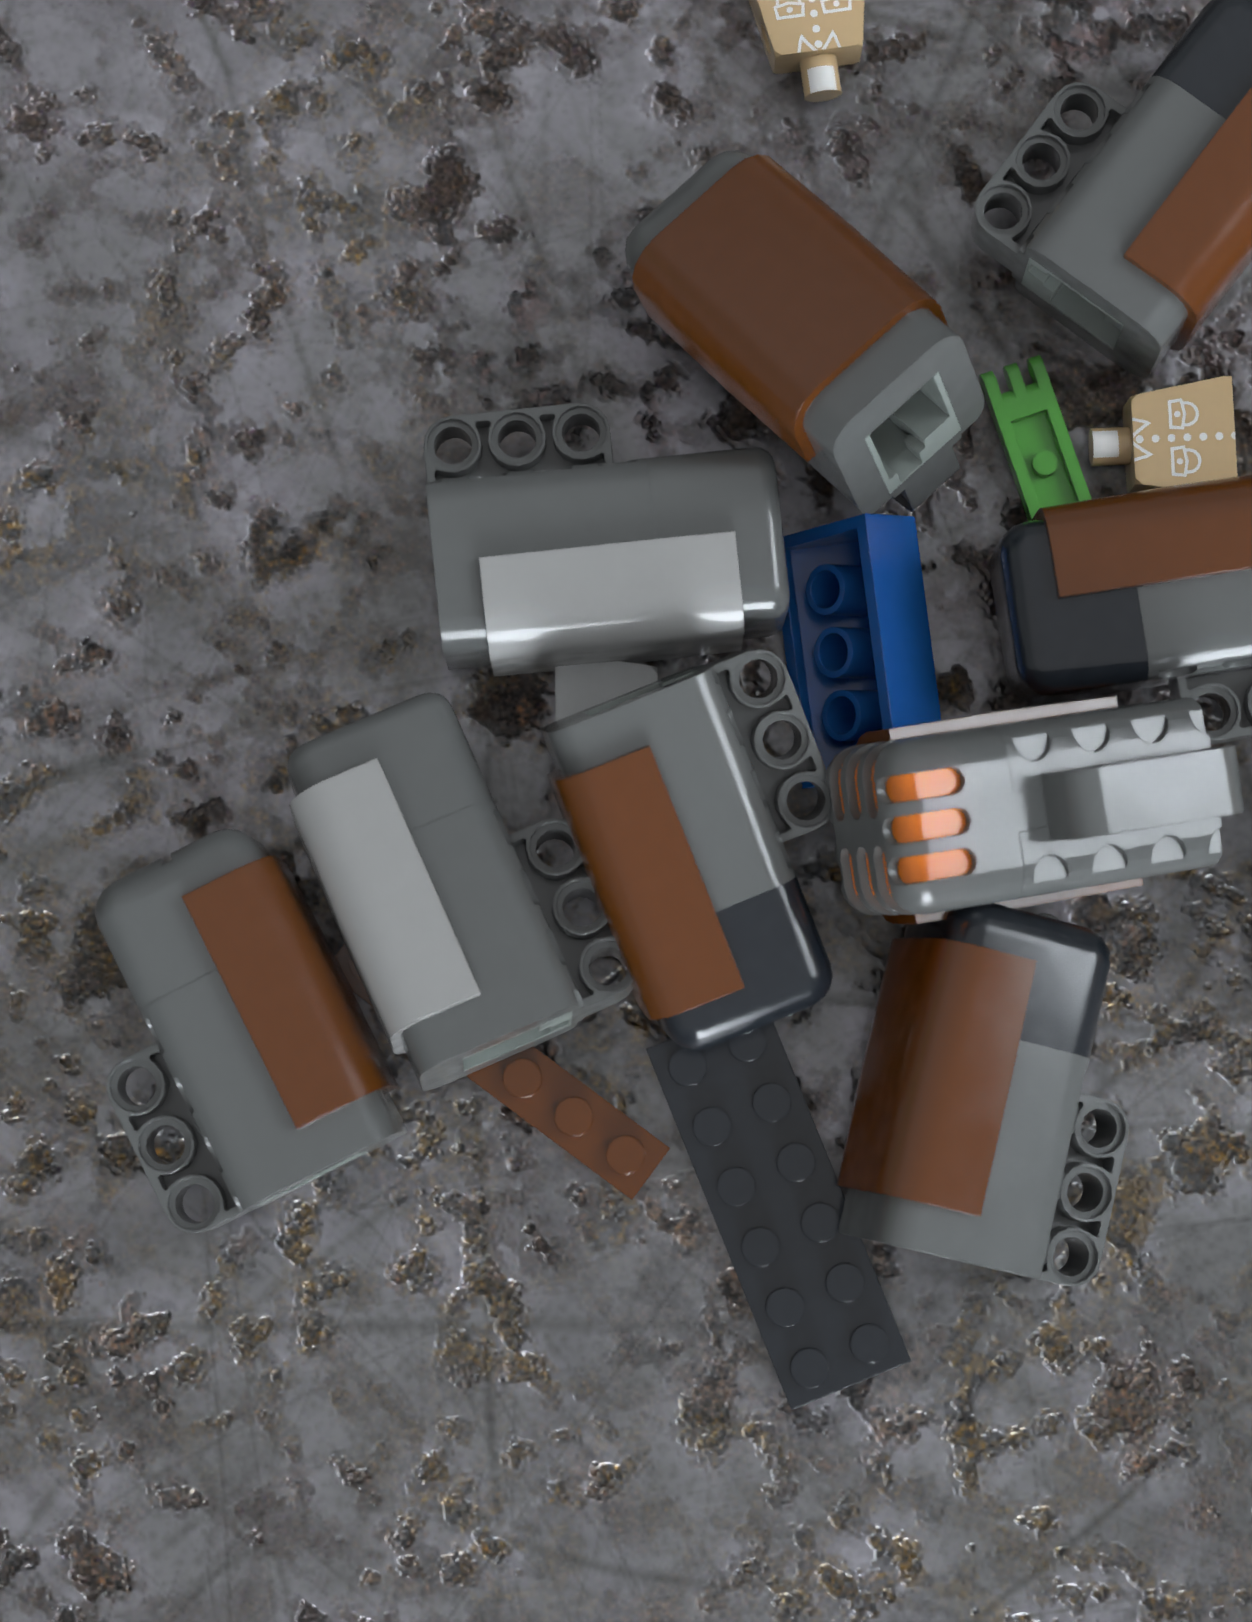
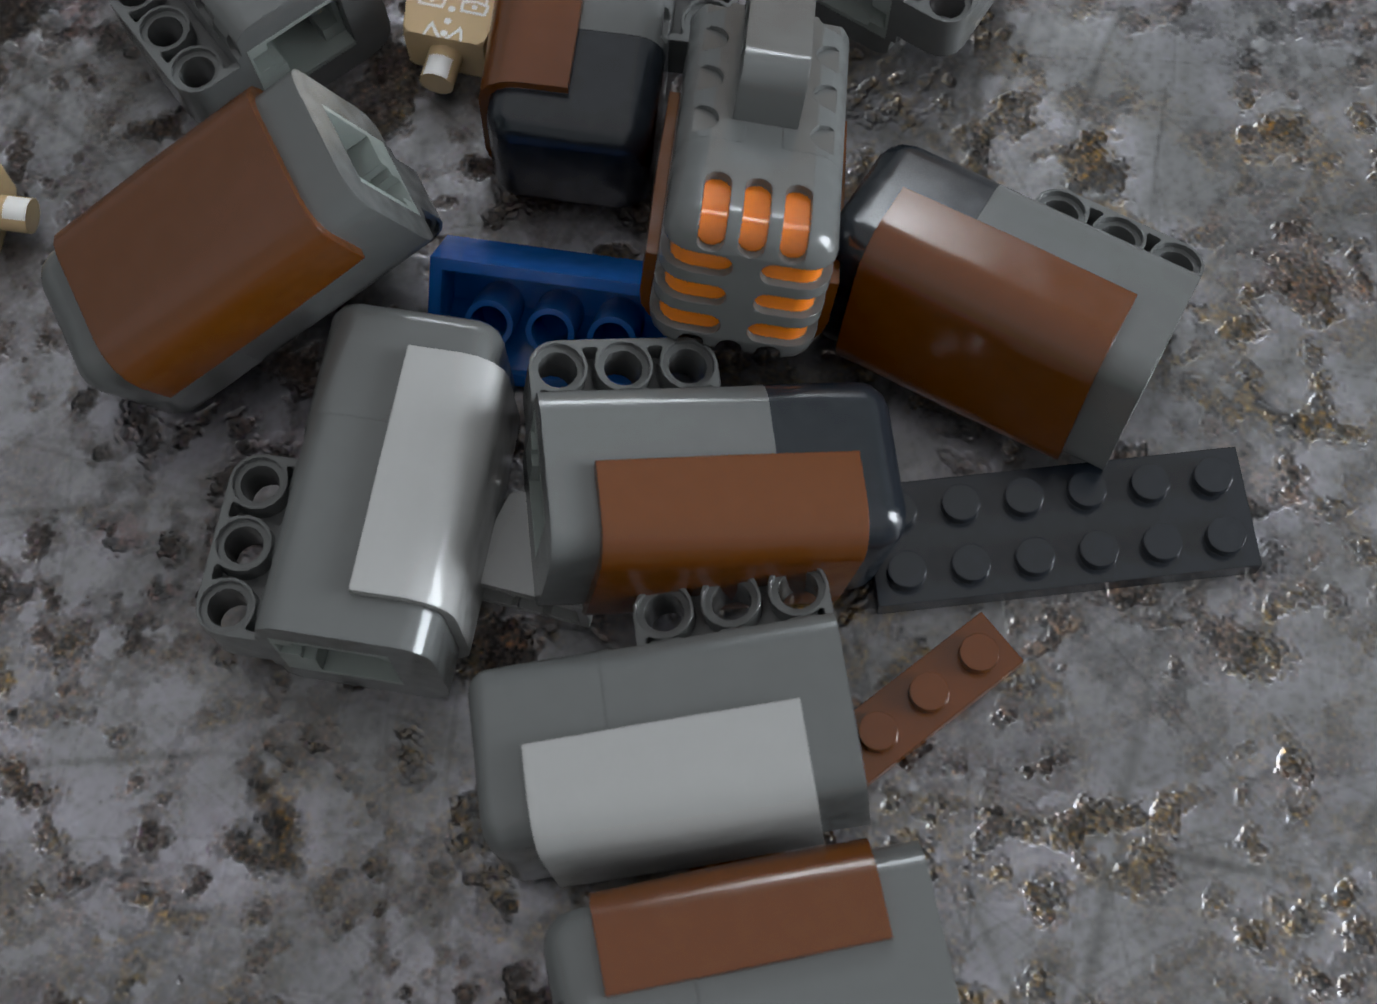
camera: 75 degrees left, 15 degrees down
(1034, 438) = (428, 125): bright green hinge -> none

